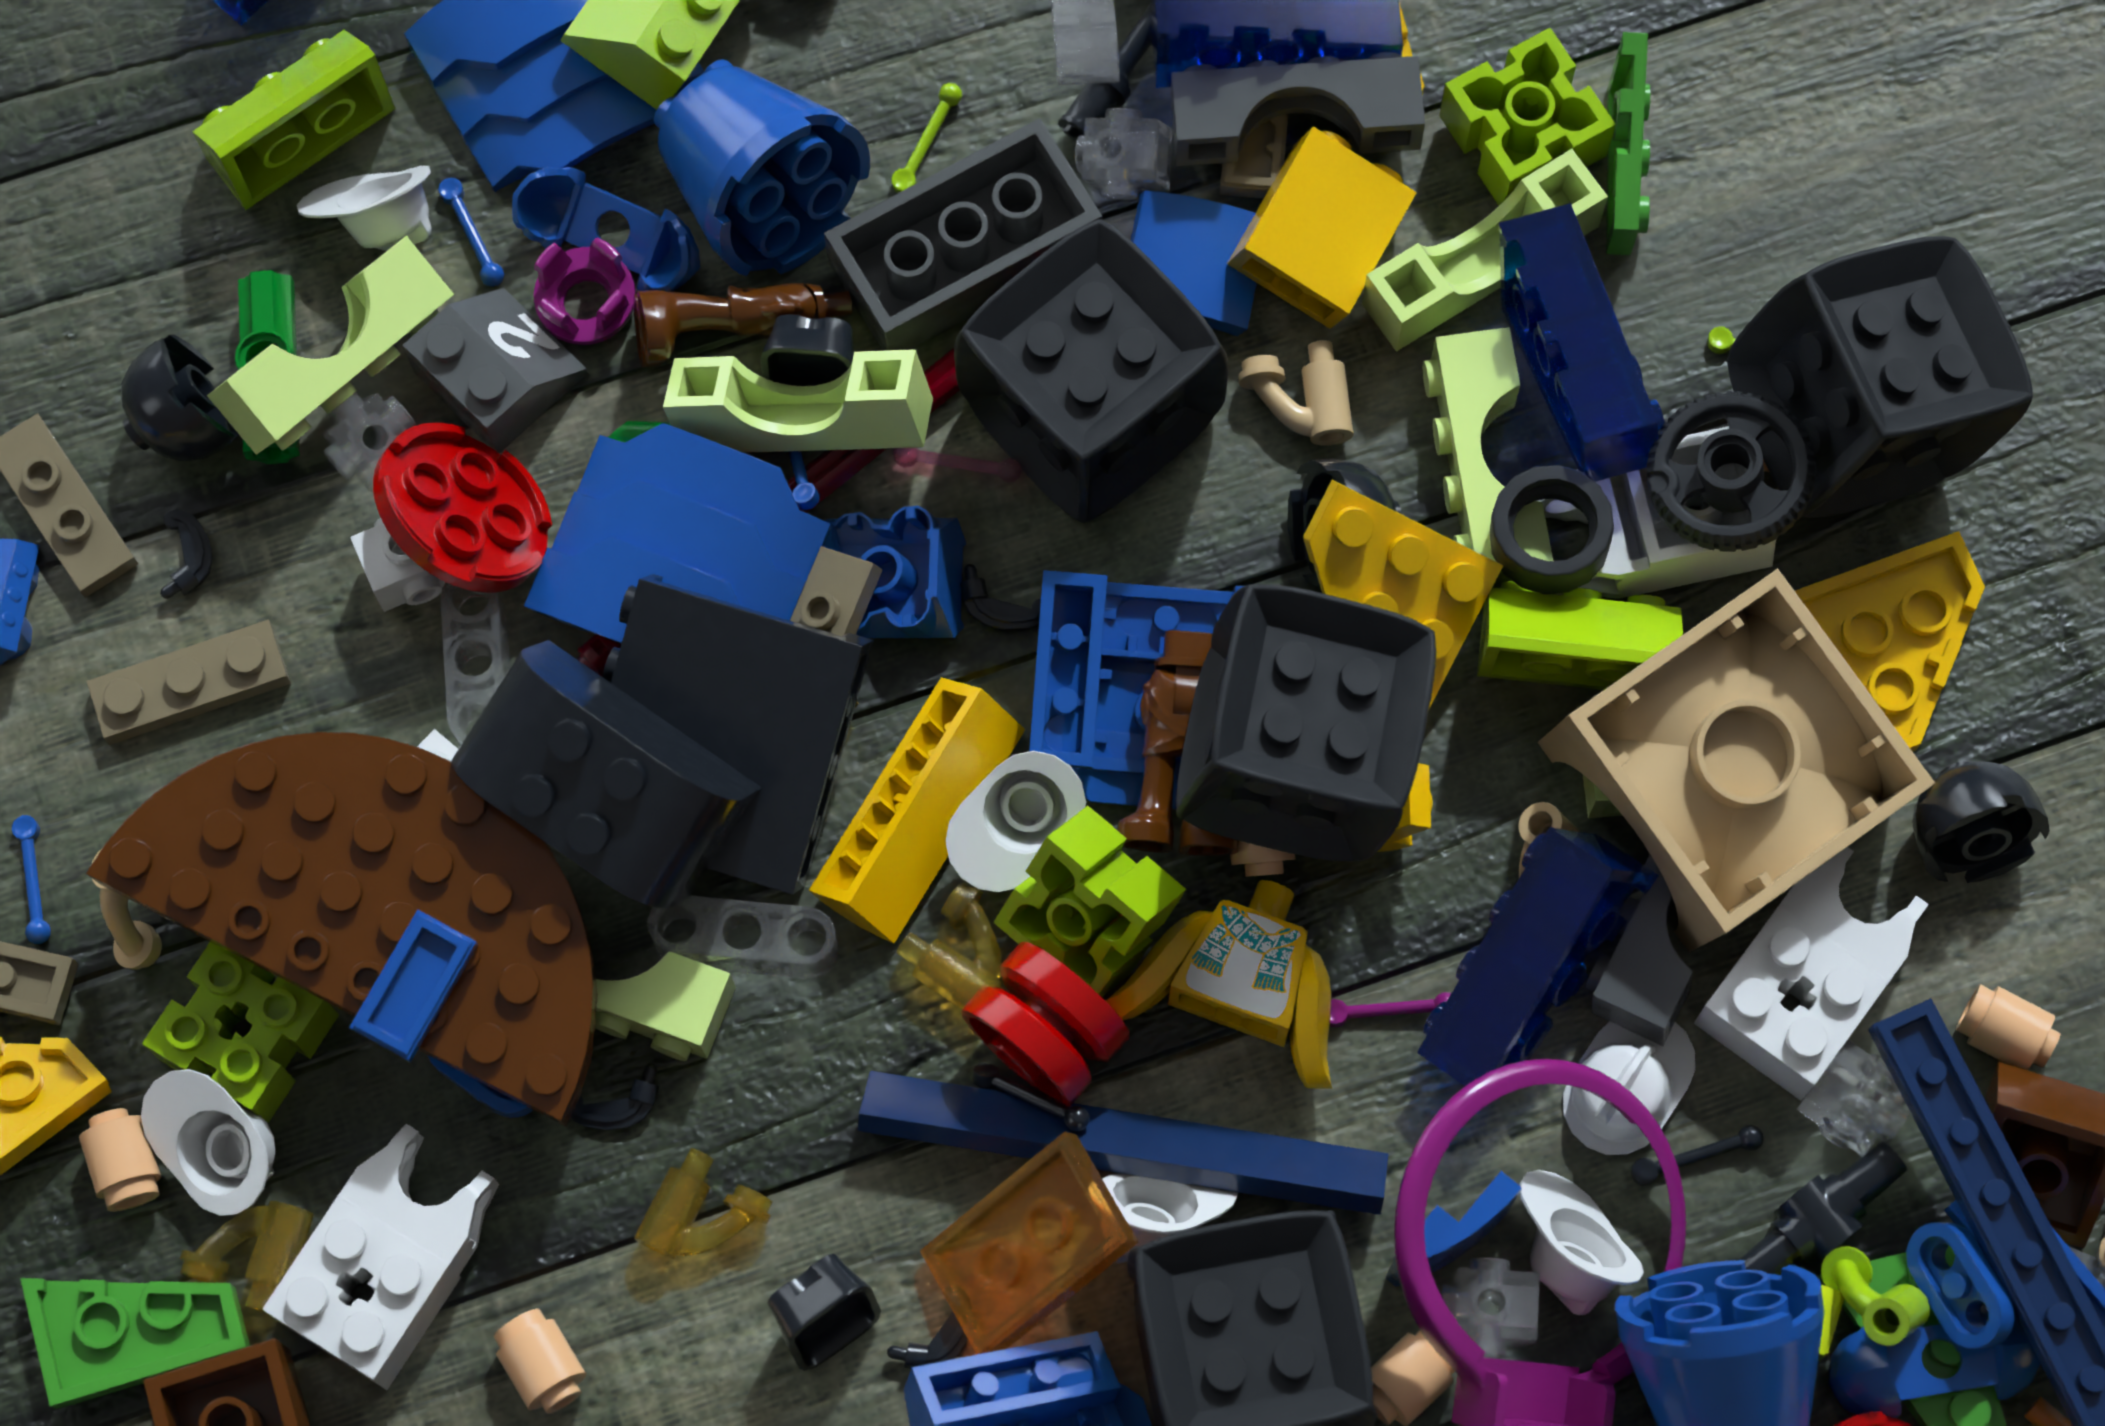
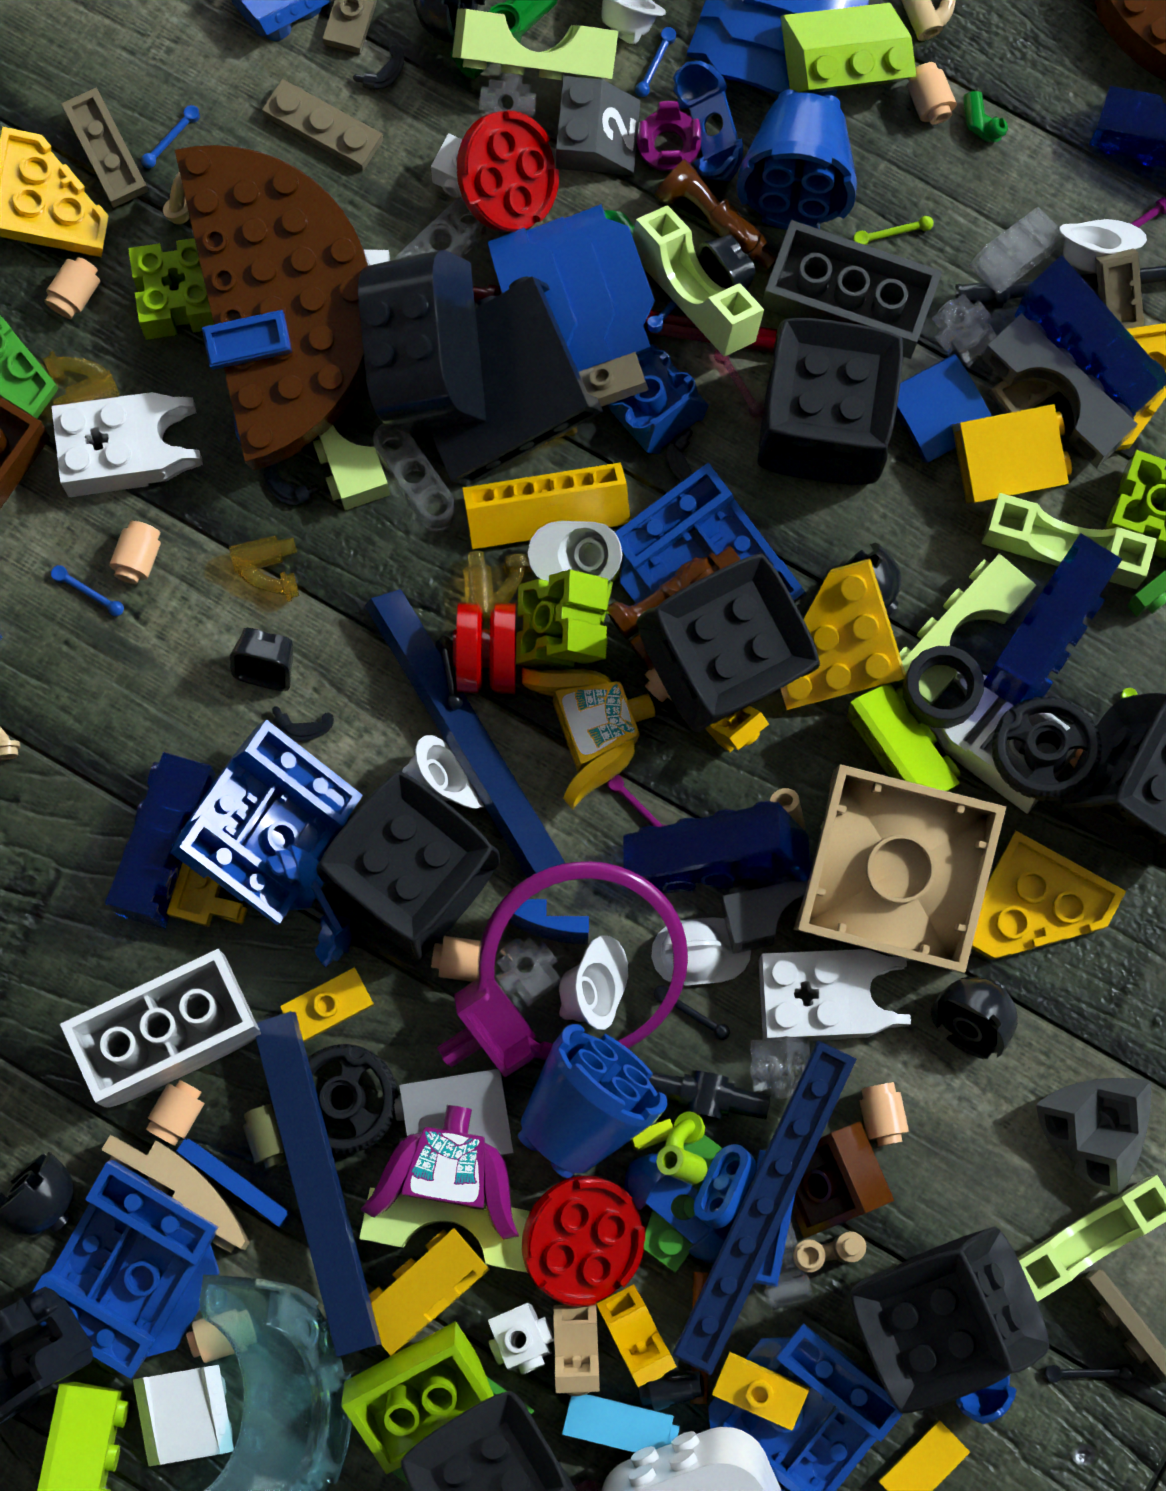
camera: 45 degrees right, 5 degrees up
(208, 1141) = (111, 318): white piece -> none
(1029, 1245) = (372, 727): clear orange tile -> none
(1325, 387) = (928, 525): tan plant -> none

